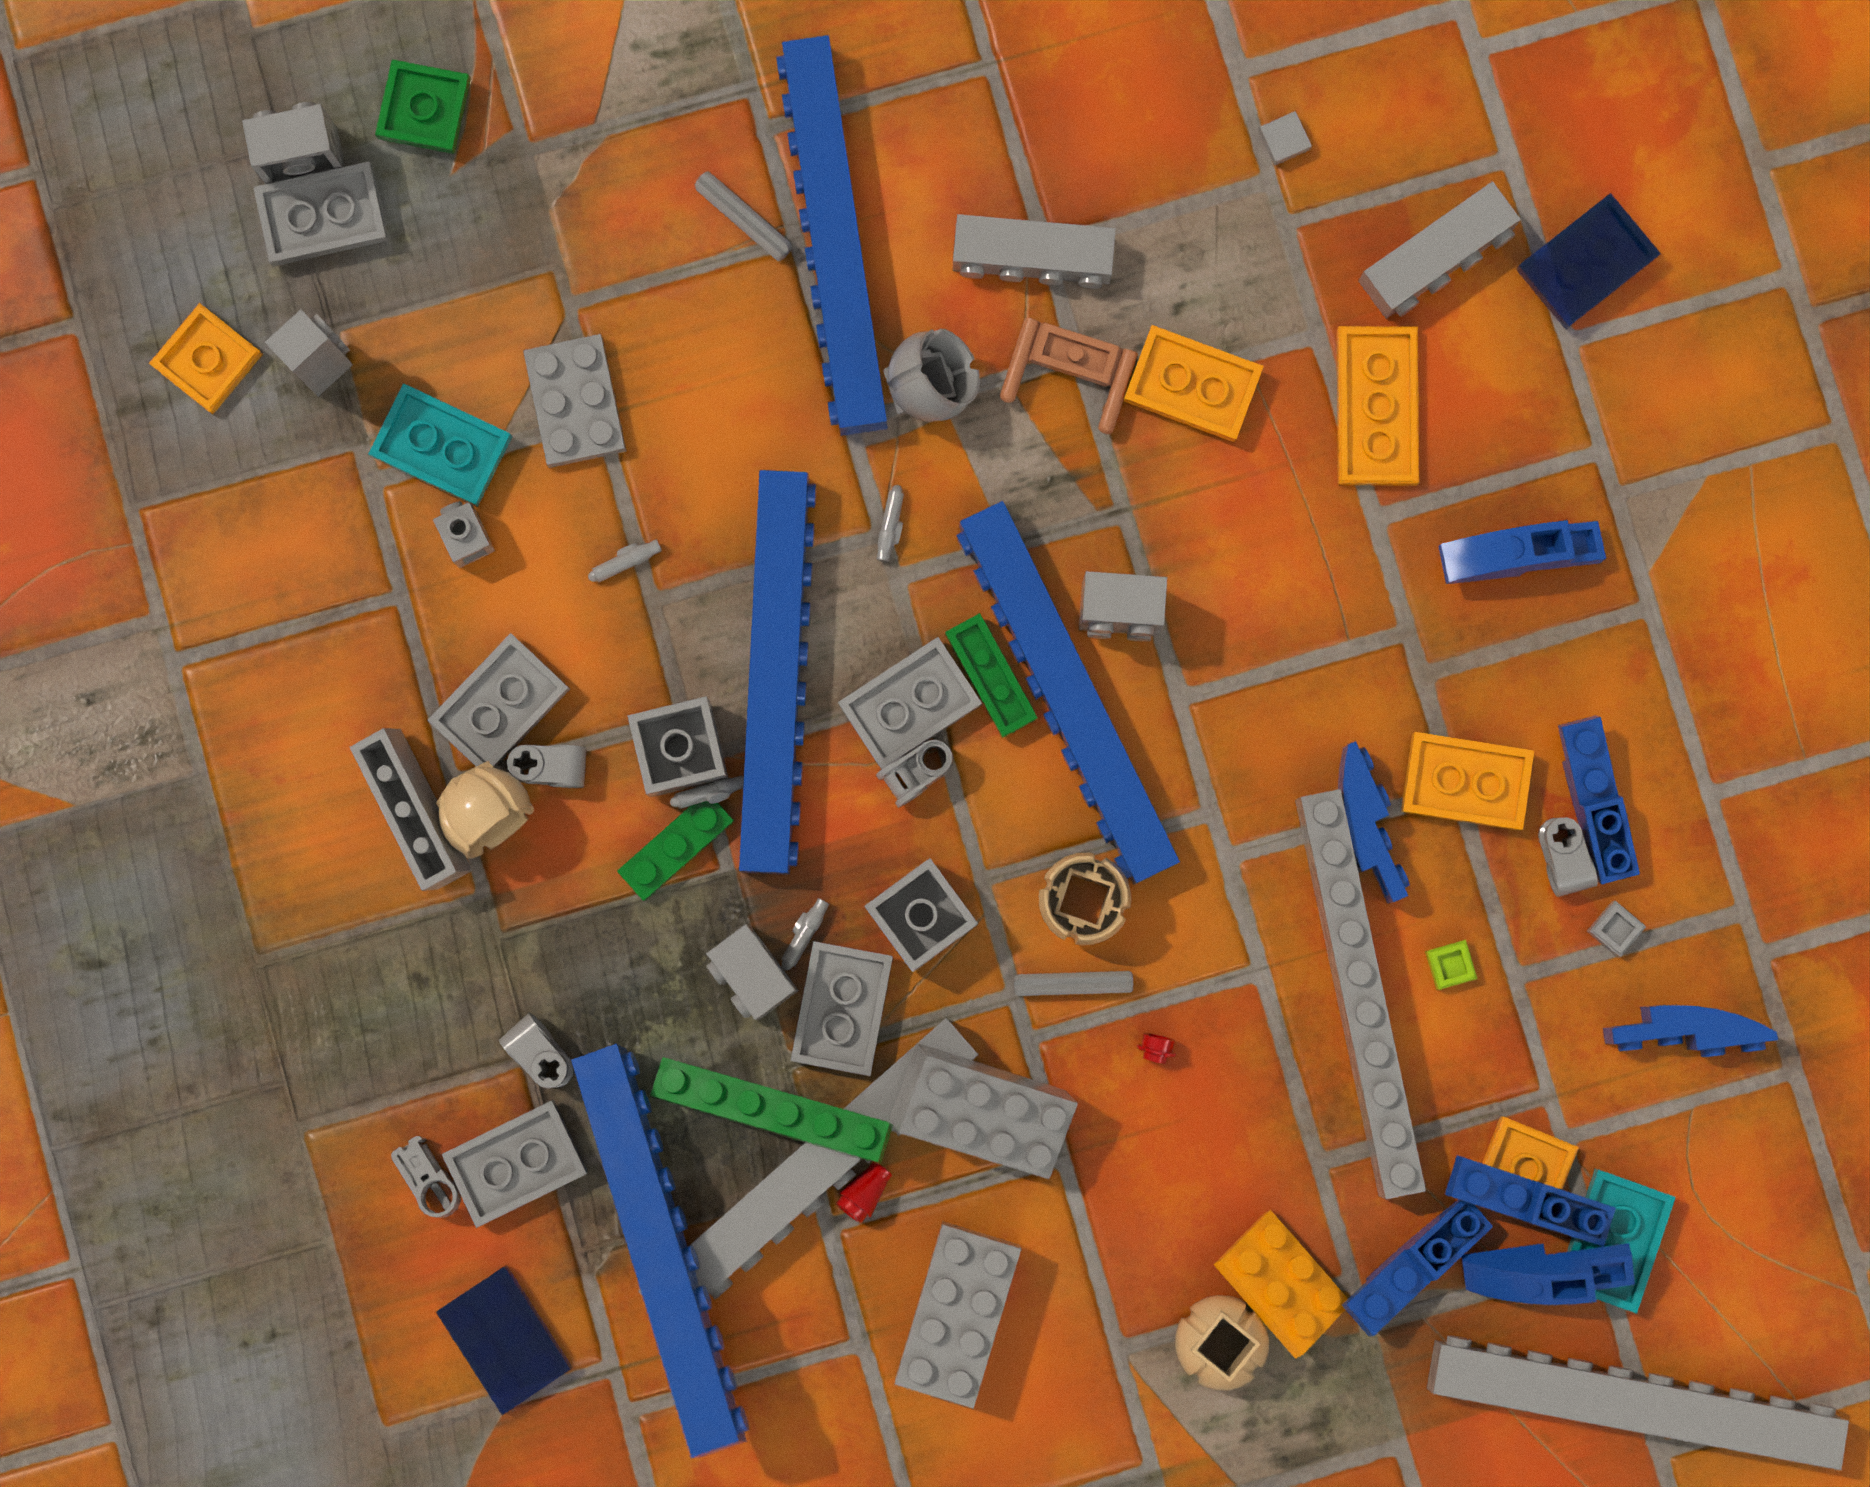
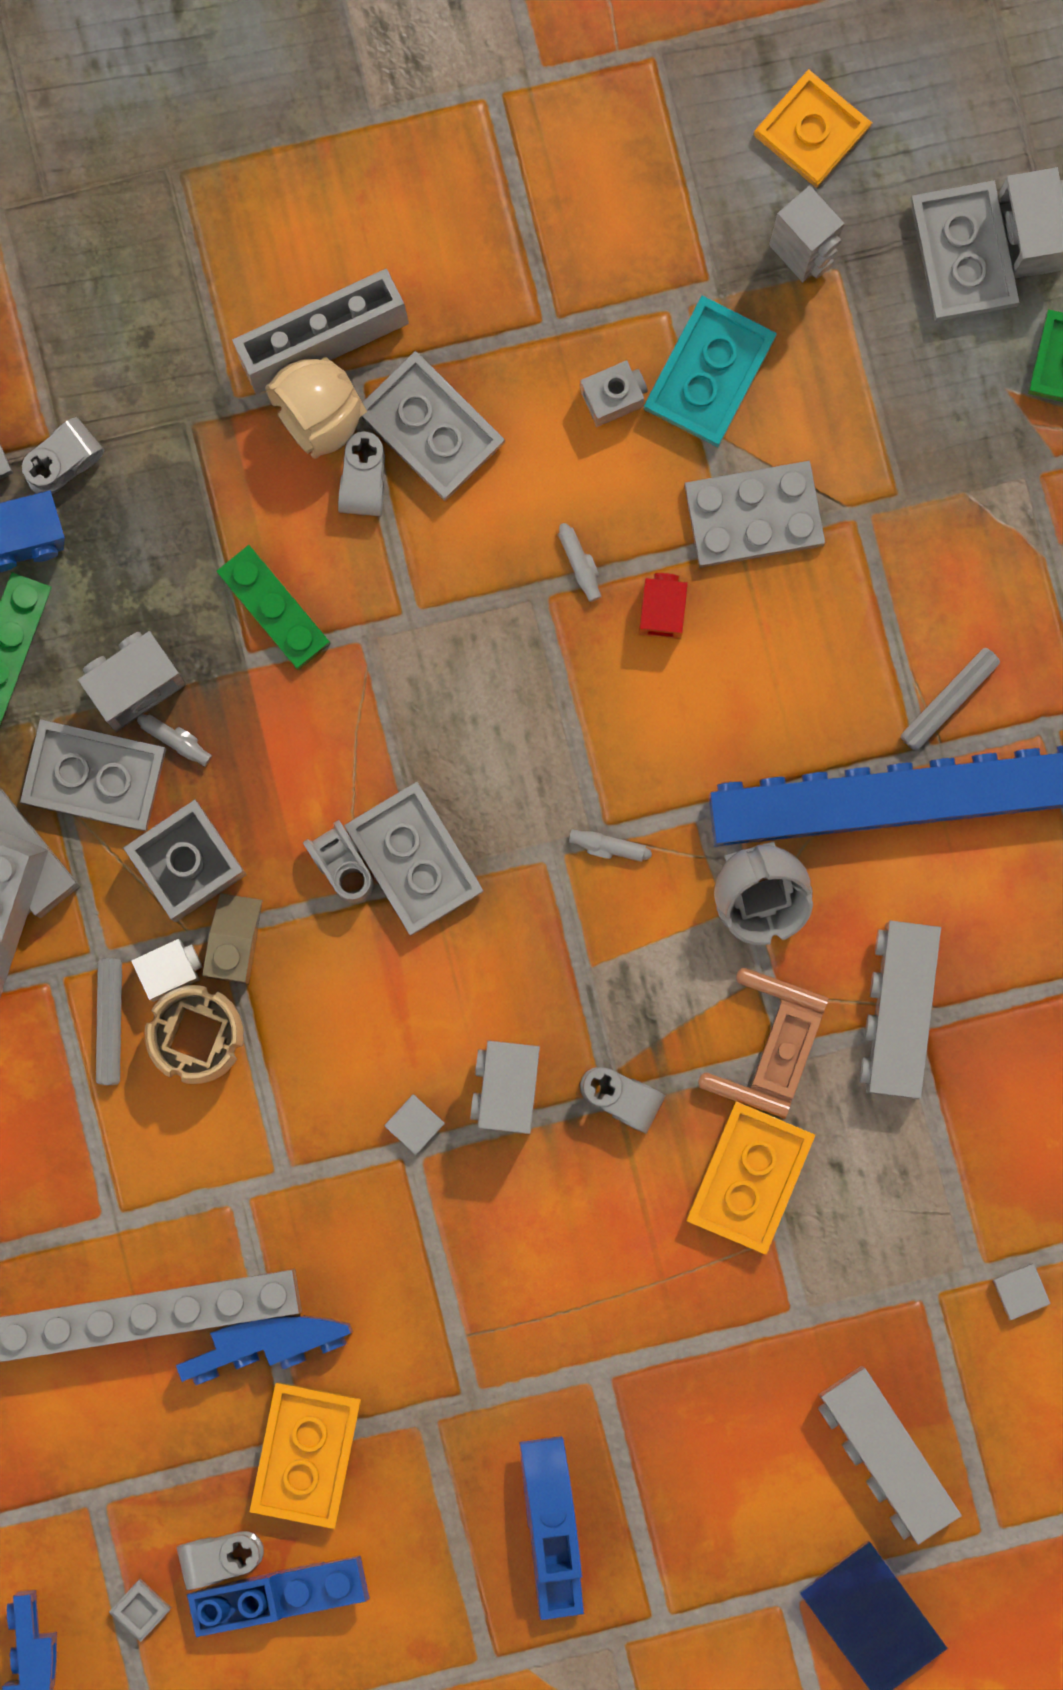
camera: 90 degrees right, 0 degrees up
(665, 480) = (663, 606): none -> red brick
(677, 747) = (374, 611): light grey brick -> none
(712, 792) = (326, 646): light grey piece -> none
(775, 673) = (451, 717): blue brick -> none
(991, 675) = (440, 946): green plate -> none
(991, 868) = (232, 939): none -> dark tan slope
(1022, 928) = (167, 969): none -> white brick
(1067, 692) = (417, 1027): blue brick -> none
(1125, 499) = (627, 1101): none -> light grey piece
(1157, 694) = (414, 1124): none -> light grey tile
(1157, 1048) = (36, 1107): red plate -> none
(1377, 406) = (721, 1379): light orange tile -> none
(1451, 965) = (110, 1428): lime tile -> none

